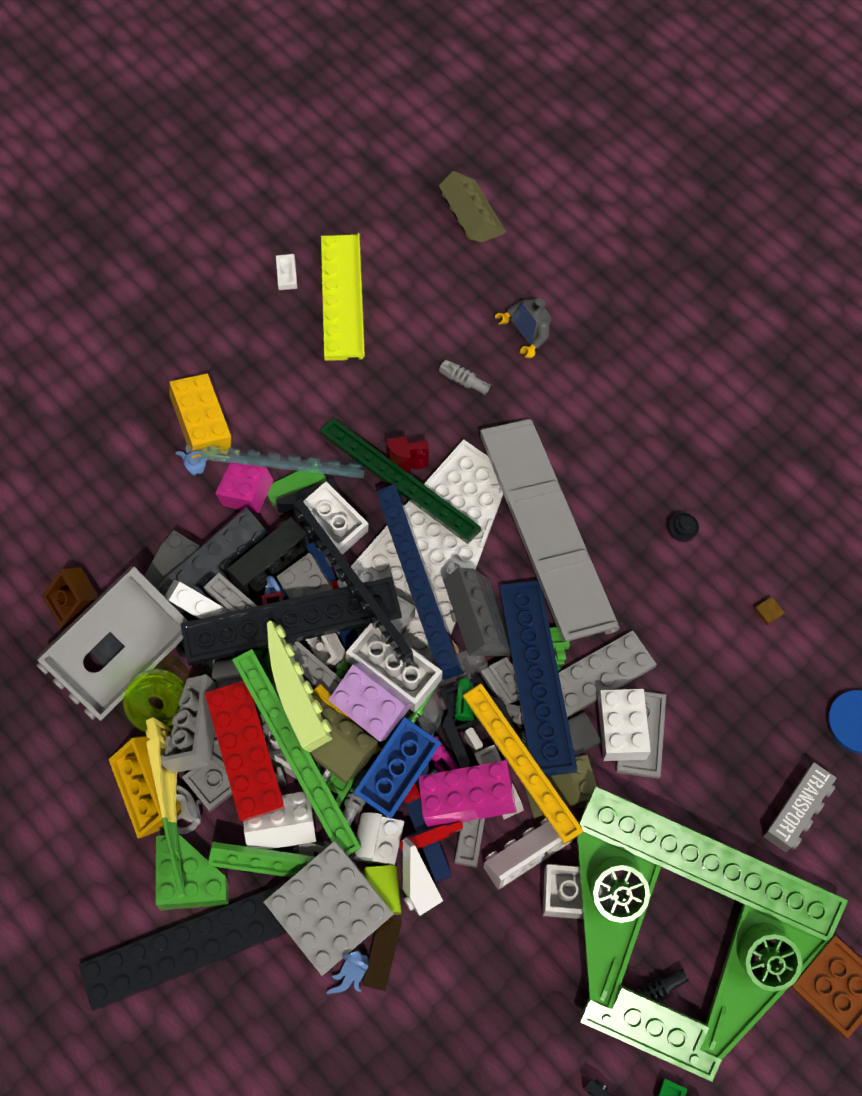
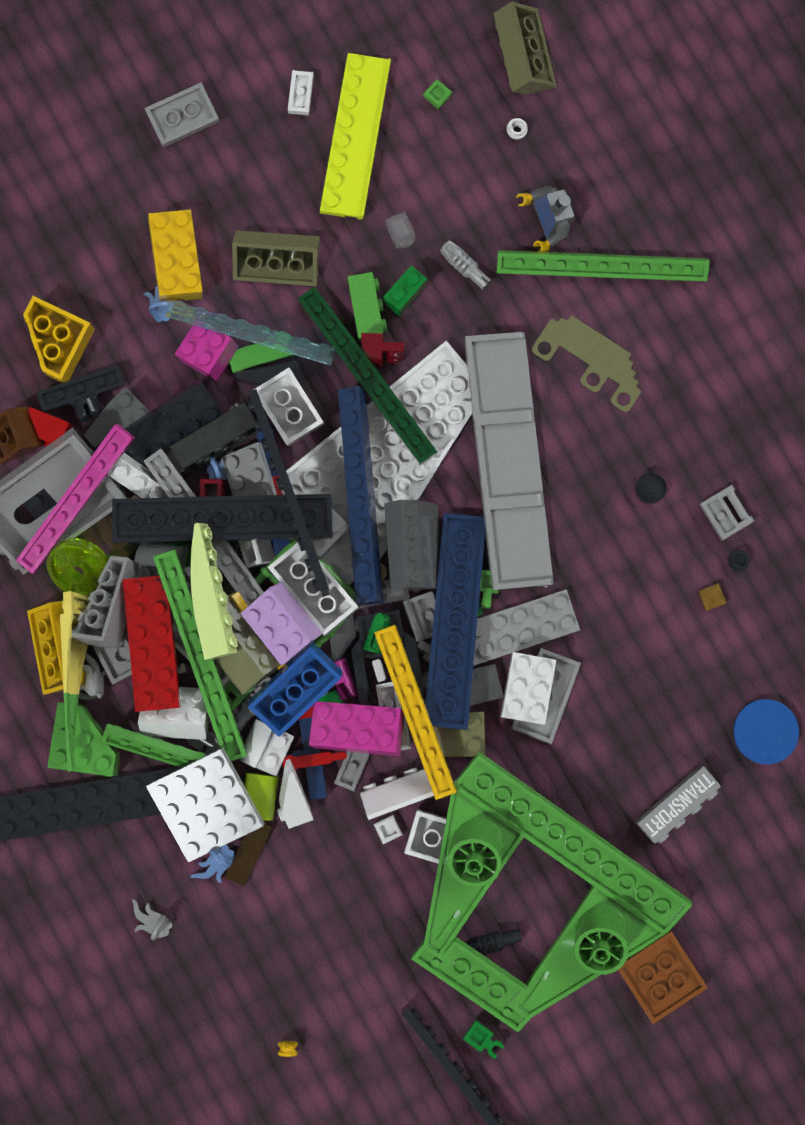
camera: 15 degrees right, 20 degrees up
(101, 502) = (57, 338): none -> yellow brick
(101, 578) = (47, 426): none -> red slope
(131, 546) = (82, 393): none -> black plate
(142, 631) = (75, 498): none -> dark pink plate
(184, 306) = (182, 115): none -> light grey plate
(292, 402) = (275, 258): none -> olive slope
(299, 1052) = (155, 923): none -> light grey piece
(381, 421) = (366, 305): none -> bright green brick
(399, 360) = (400, 230): none -> clear brick
(406, 254) = (437, 94): none -> bright green tile
(416, 406) = (405, 290): none -> green brick
(481, 262) = (517, 122): none -> white plate
(520, 897) = (388, 829): none -> white tile
(585, 356) = (602, 265): none -> bright green plate
(604, 427) = (599, 352): none -> olive piece
(754, 538) = (721, 516): none -> light grey plate
(783, 573) = (738, 560): none -> black plate

